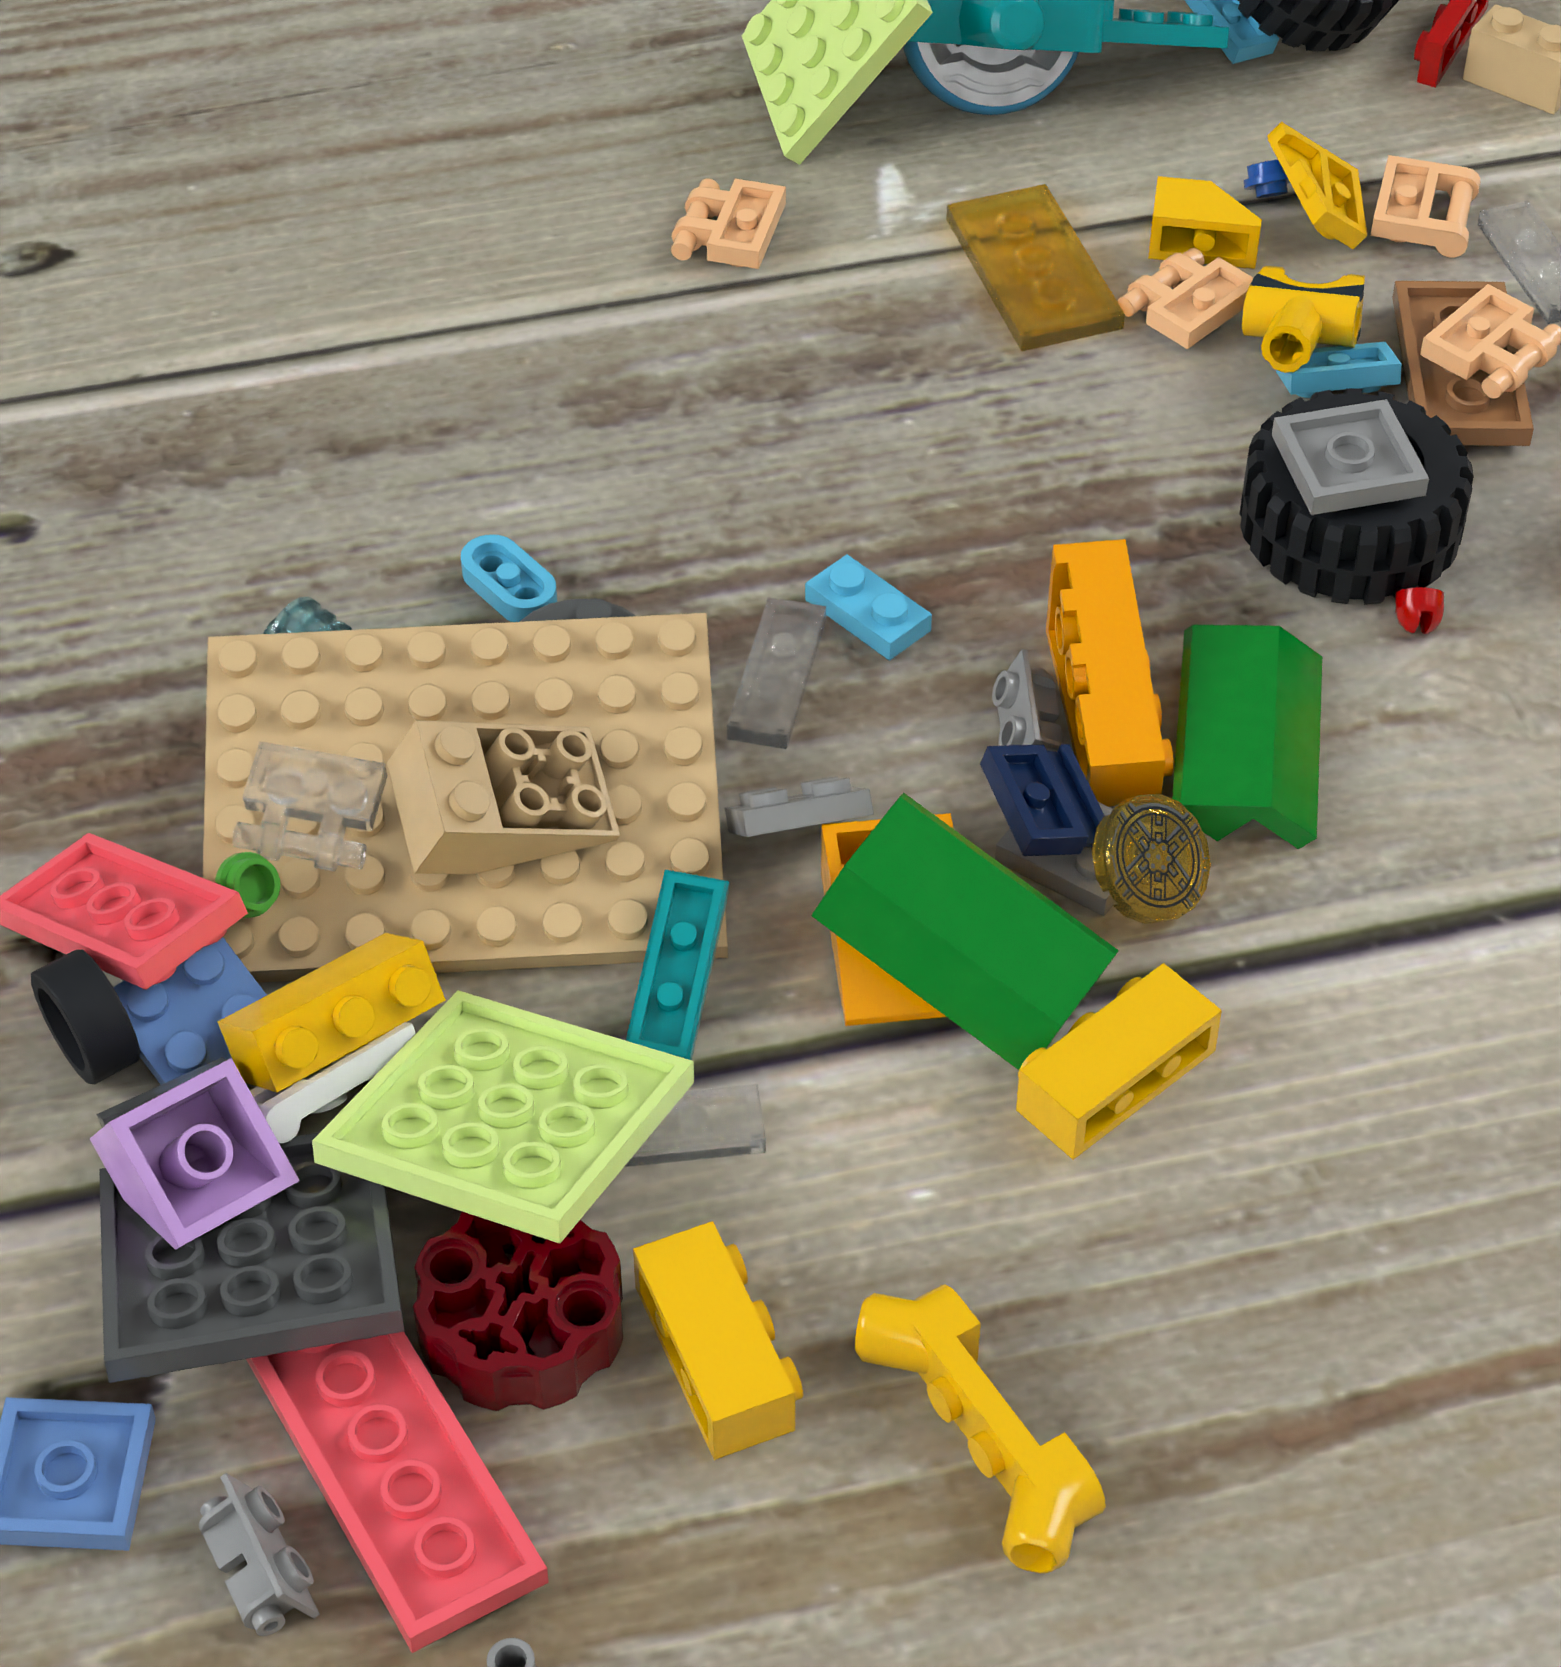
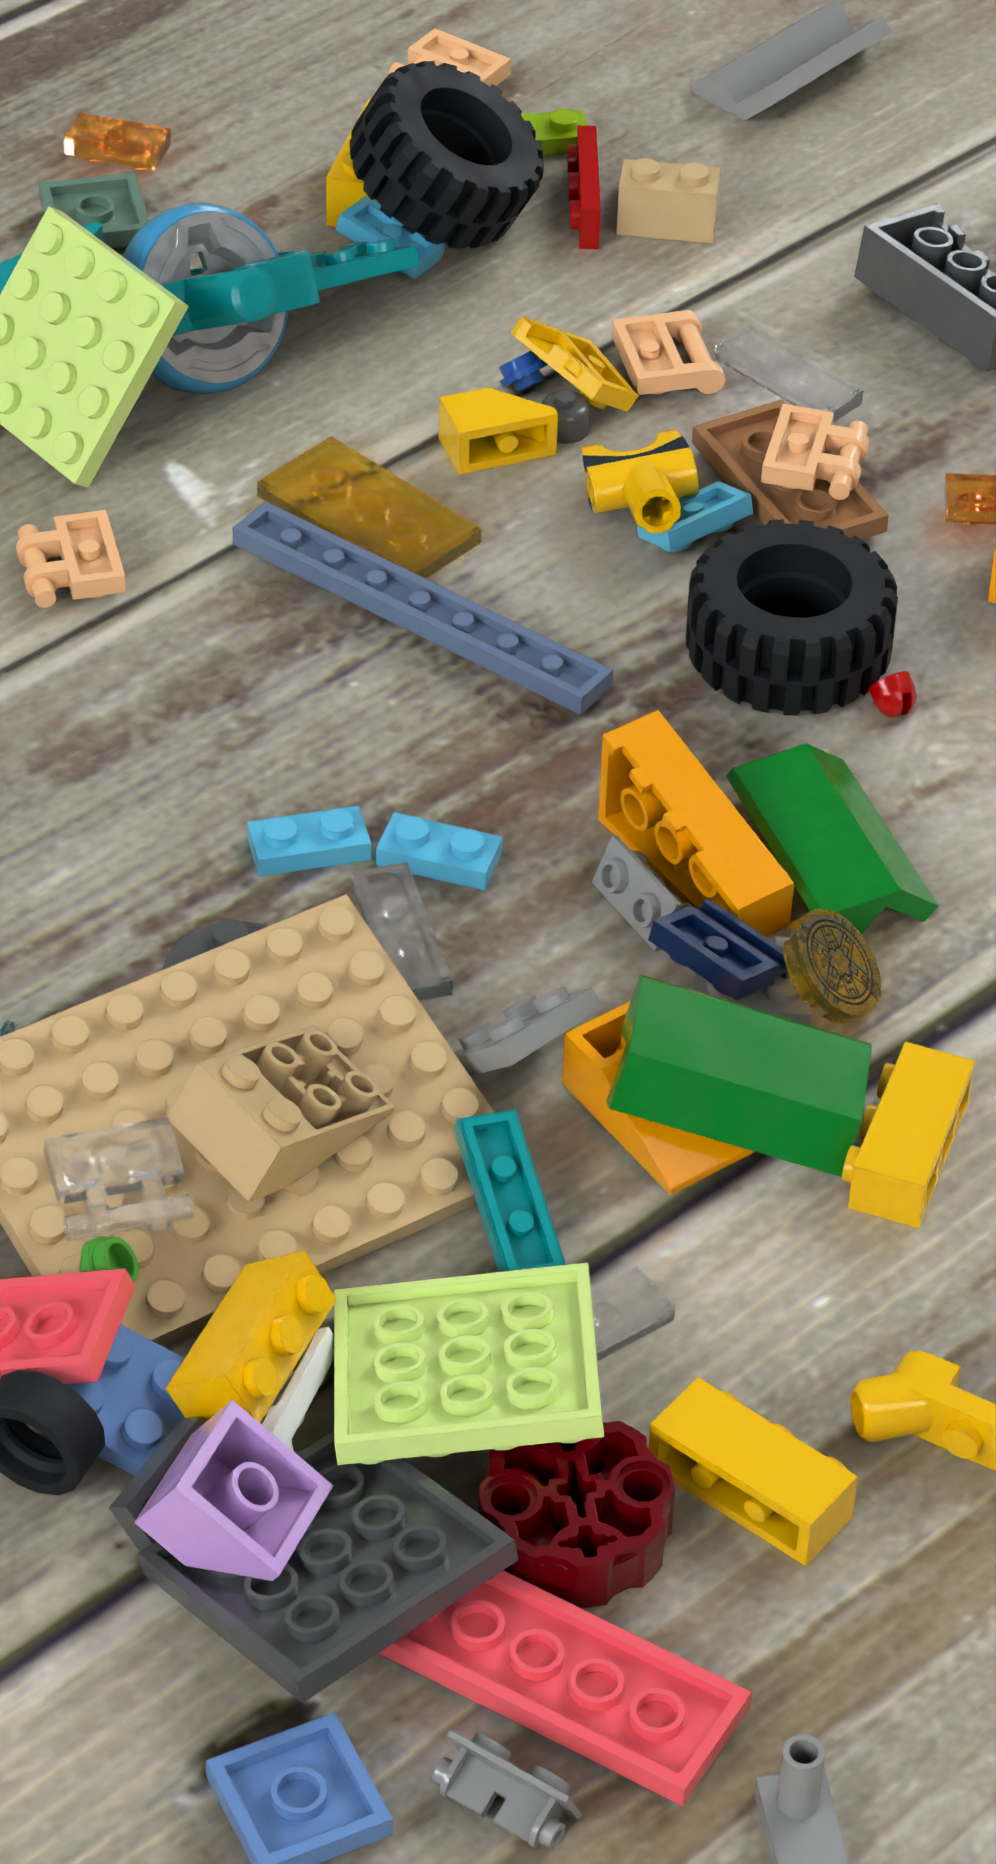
camera: 30 degrees left, 5 degrees down
(506, 576) = (111, 936): medium azure plate -> none
(755, 554) = (308, 840): none -> medium azure plate
(1018, 374) = (424, 607): none -> sand blue plate
(1199, 297) = (539, 495): light nougat plate -> none
(1284, 234) = (573, 415): none -> dark grey piece
(1349, 457) = (792, 580): light grey plate -> none

